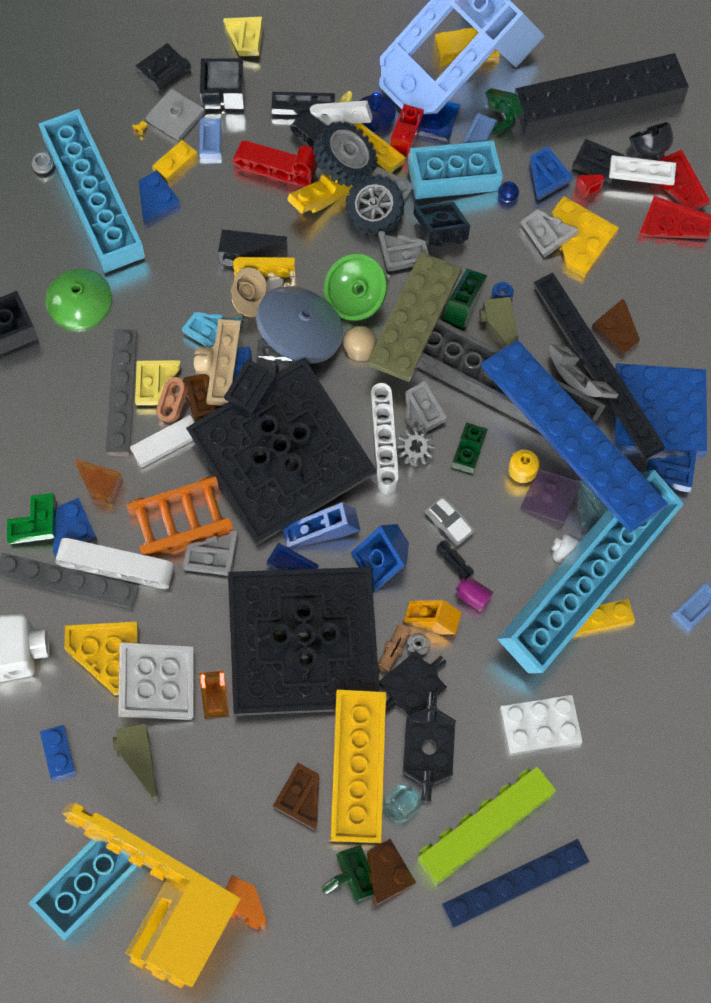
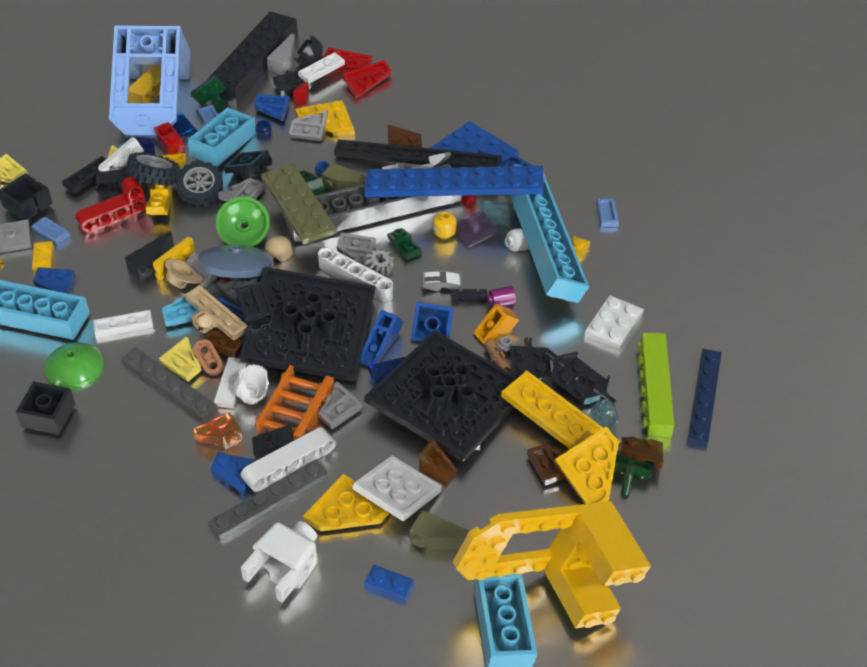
camera: 50 degrees left, 20 degrees down
(38, 525) = (211, 486): green plate -> none
(124, 533) = (272, 440): none -> black plate
(156, 295) = (123, 323): none -> white tile
(166, 463) = (251, 384): none -> white hair
(315, 839) = (591, 466): none -> yellow plate
(623, 122) = (282, 58): none -> light grey slope

